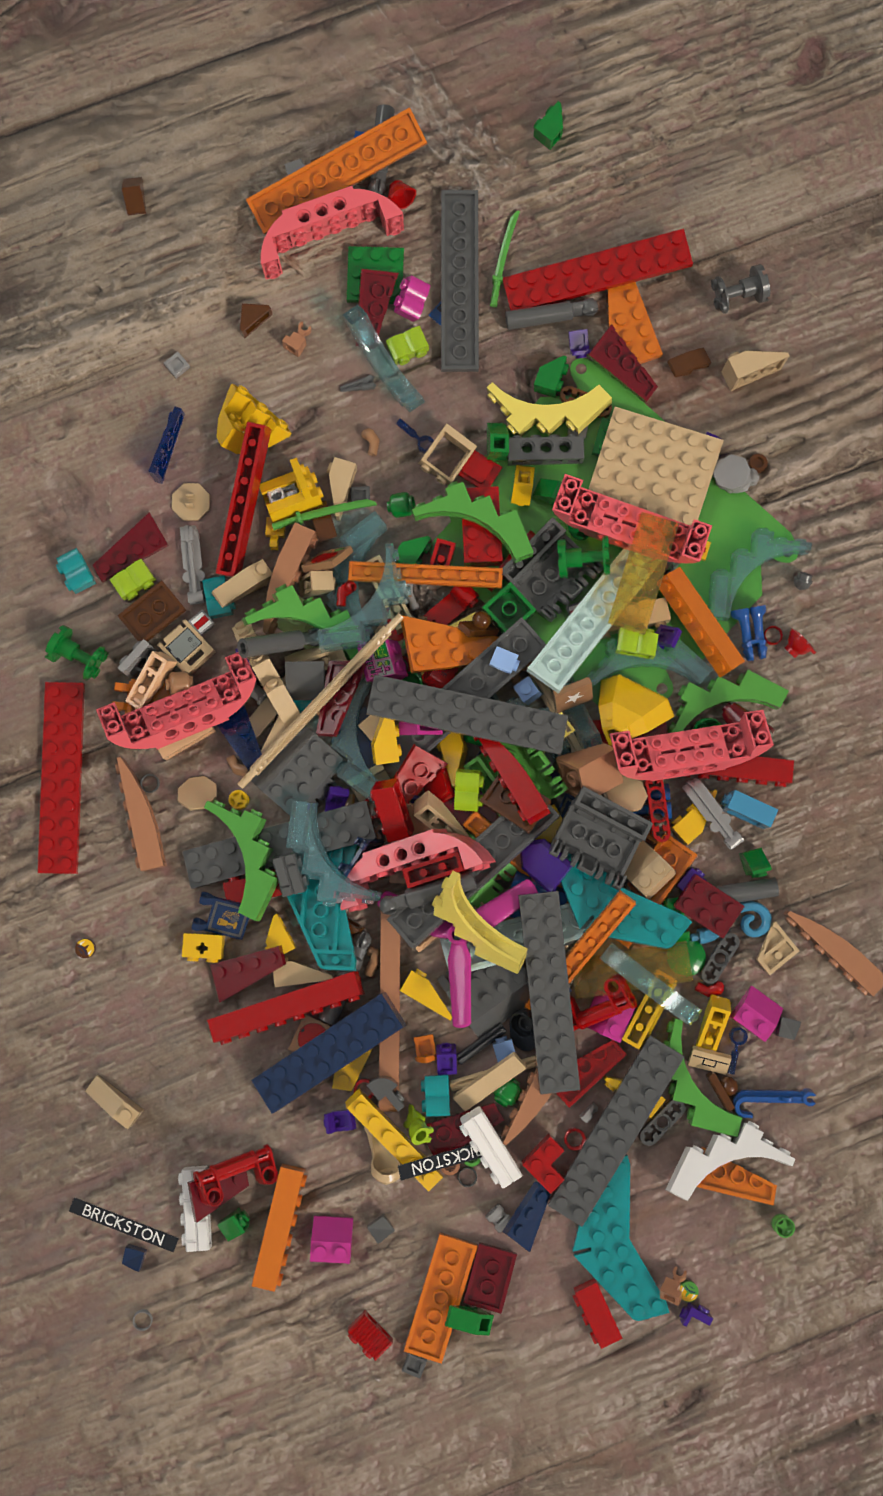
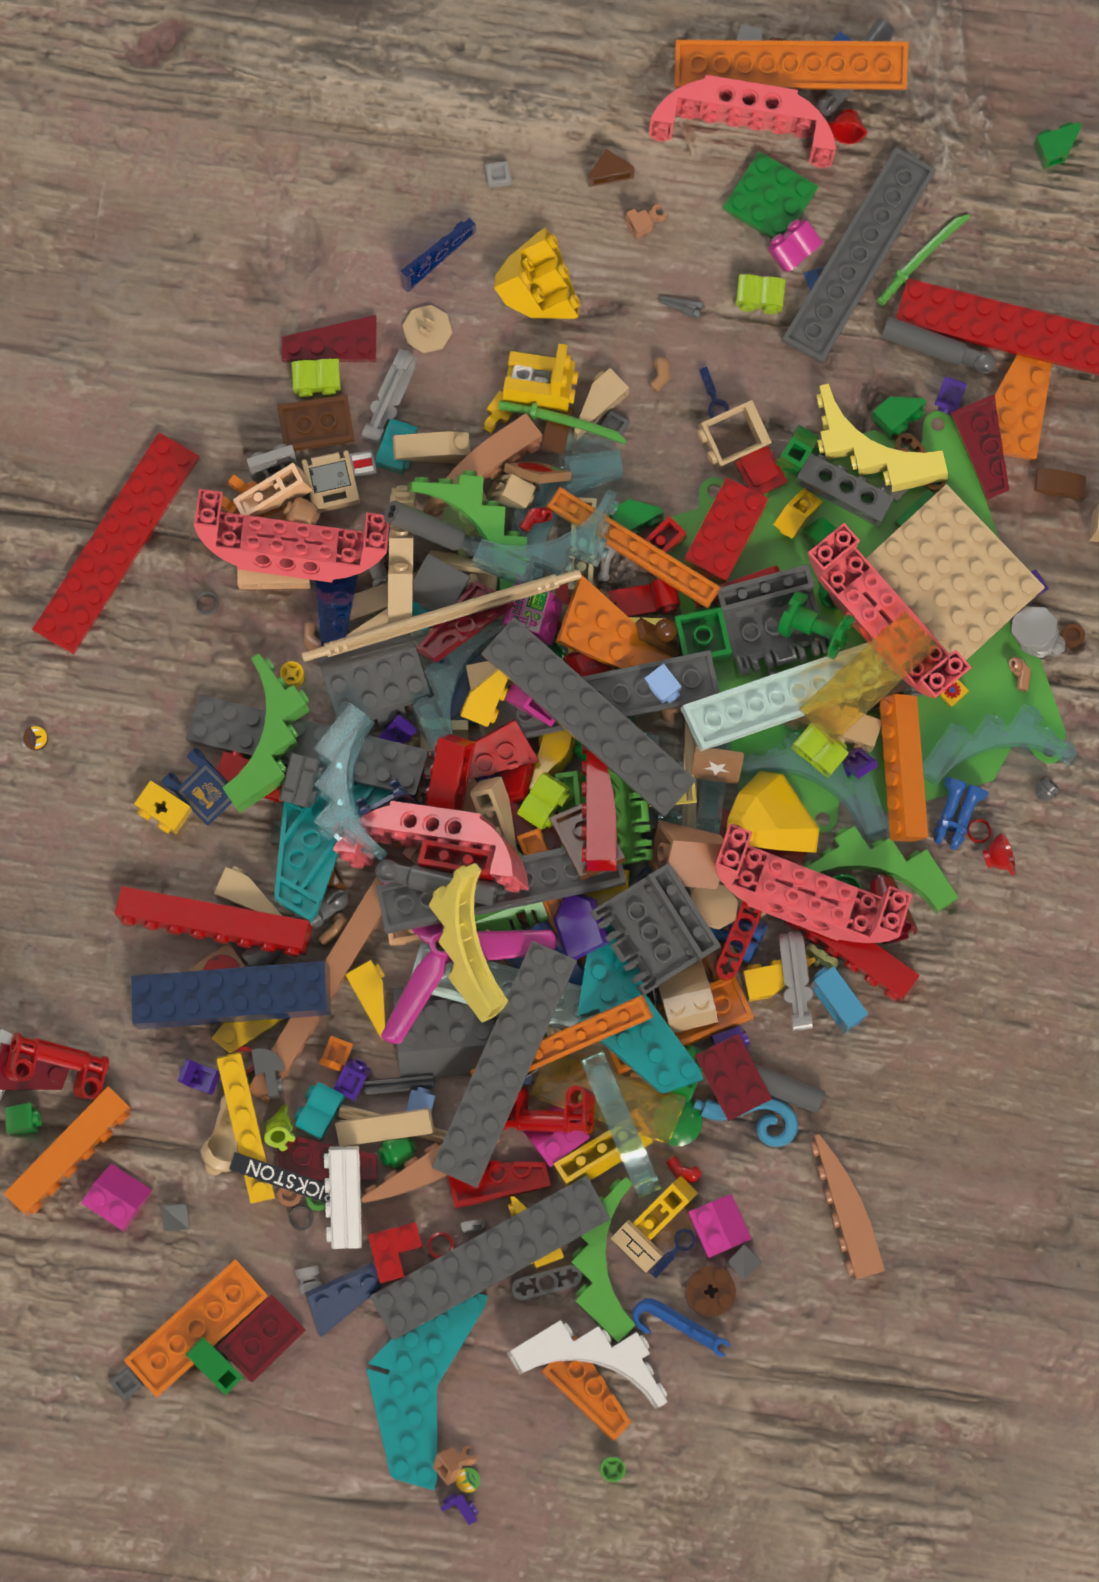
camera: 25 degrees right, 5 degrees down
(63, 646) = (201, 404): green piece -> none
(75, 570) = (260, 334): teal brick -> none
(141, 820) = (175, 637): nougat slope -> none
(196, 792) = (250, 639): tan piece -> none
(240, 972) = (187, 857): dark red wing -> none
(243, 499) = (484, 358): red brick -> none
(279, 935) = (247, 846): yellow slope -> none
(369, 1335) = (97, 1323): red brick -> none
(374, 295) = (749, 226): dark red wing -> none
(380, 359) = (722, 292): clear light blue arch -> none
(401, 504) = (652, 459): green head -> none
(457, 503) = (733, 513): bright green arch -> none
(522, 1030) = (451, 1093): black cap -> none
(528, 690) = (673, 735): medium blue brick -> none
(596, 1313) = (354, 1443): red brick -> none
(718, 785) = (820, 956): none -> yellowish green piece
(724, 1088) = (635, 1285): reddish brown tile -> none
(732, 948) = (700, 1157): dark grey beam -> none
(738, 508) = (1022, 672): none -> nougat arm
(755, 863) = (811, 1062): green slope -> none
(767, 1064) = (699, 1282): none -> reddish brown brick
(775, 949) = (780, 1170): tan wing -> none

